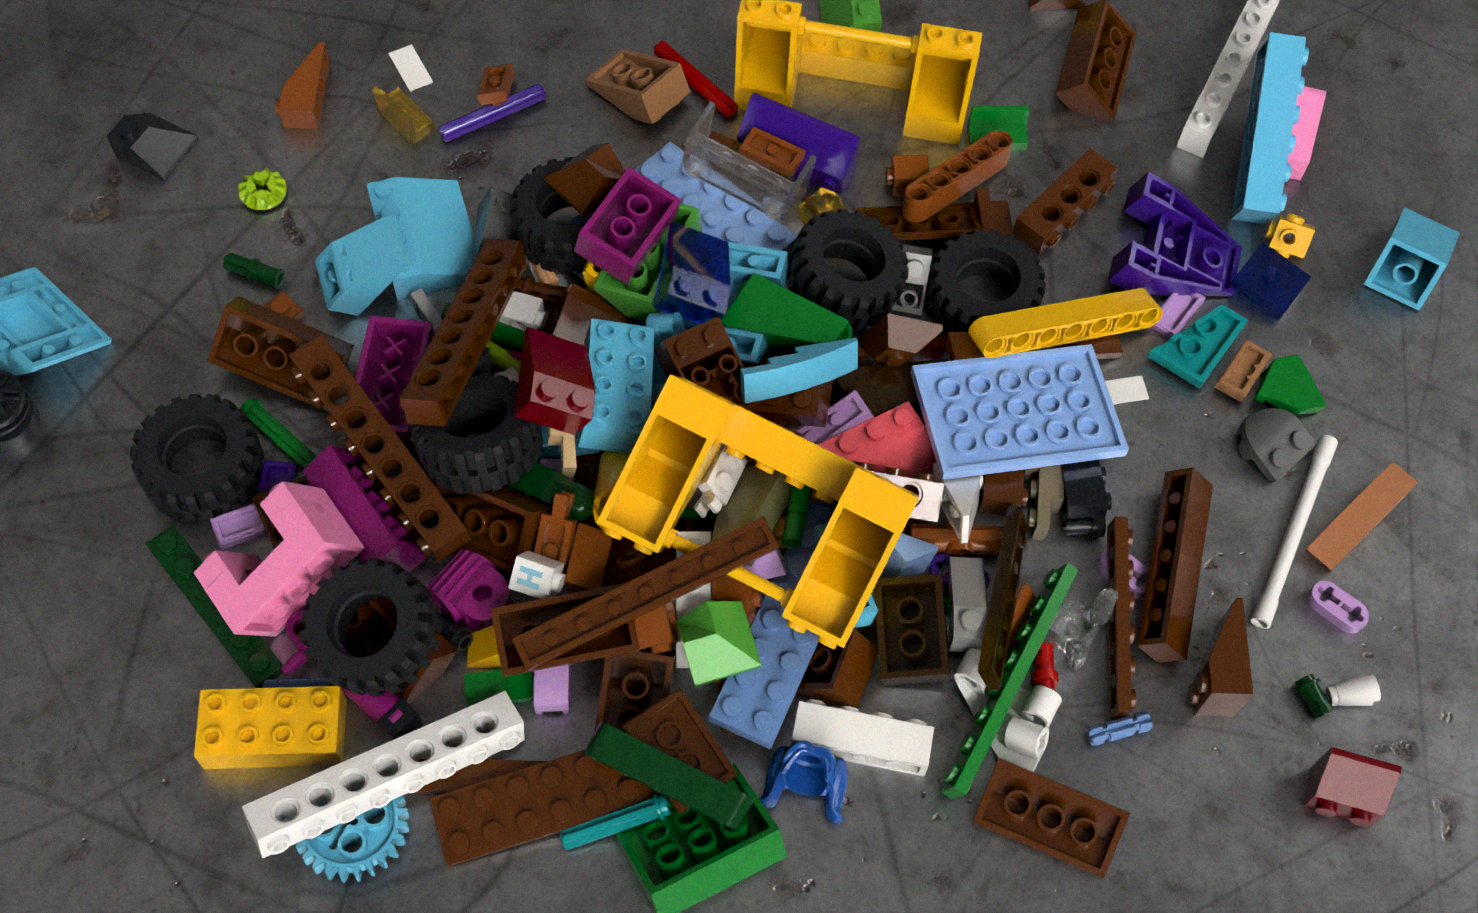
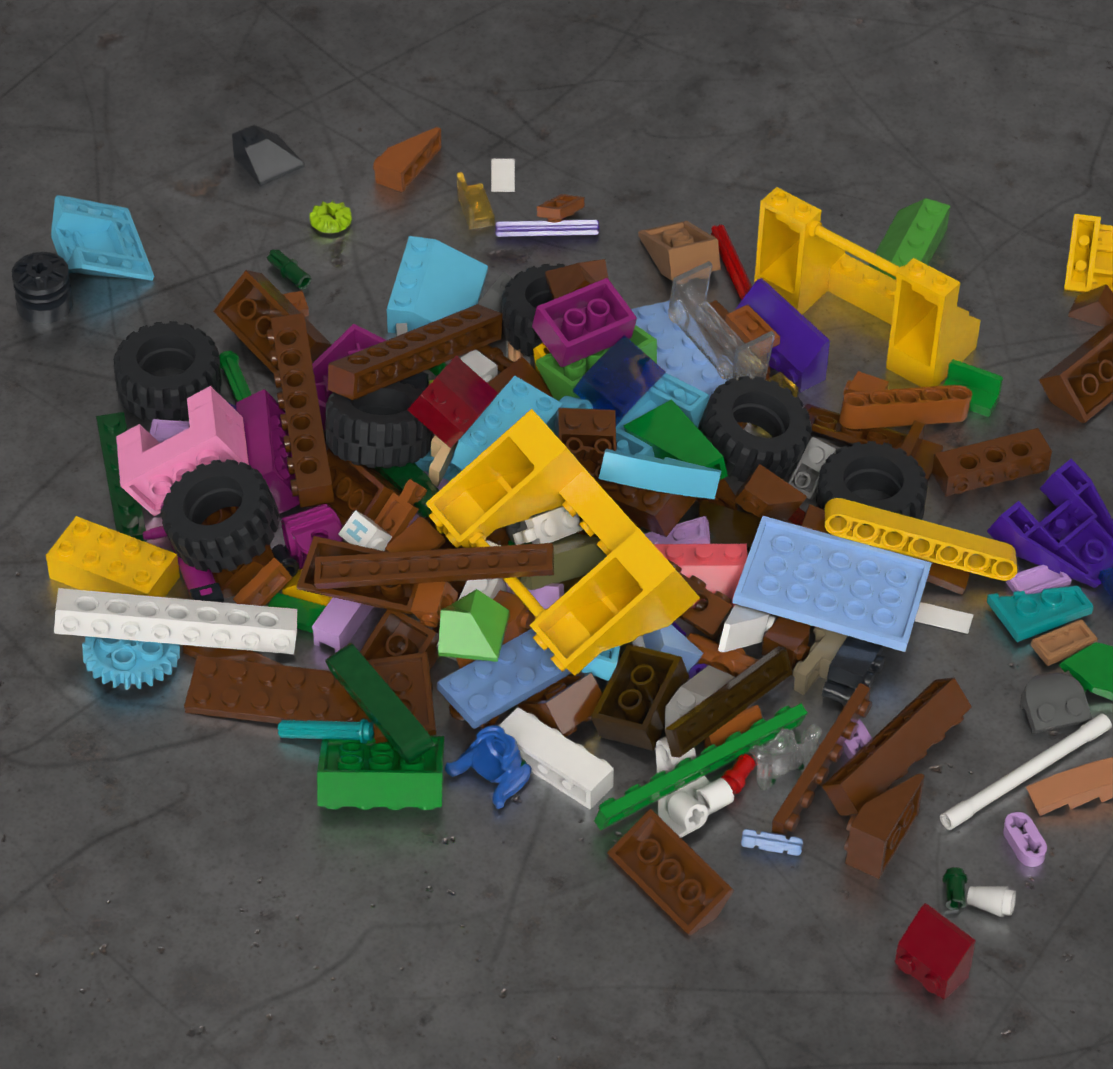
camera: 30 degrees right, 15 degrees down
(361, 265) = (368, 289): medium azure slope -> none
(448, 690) = (264, 585): none -> dark orange plate

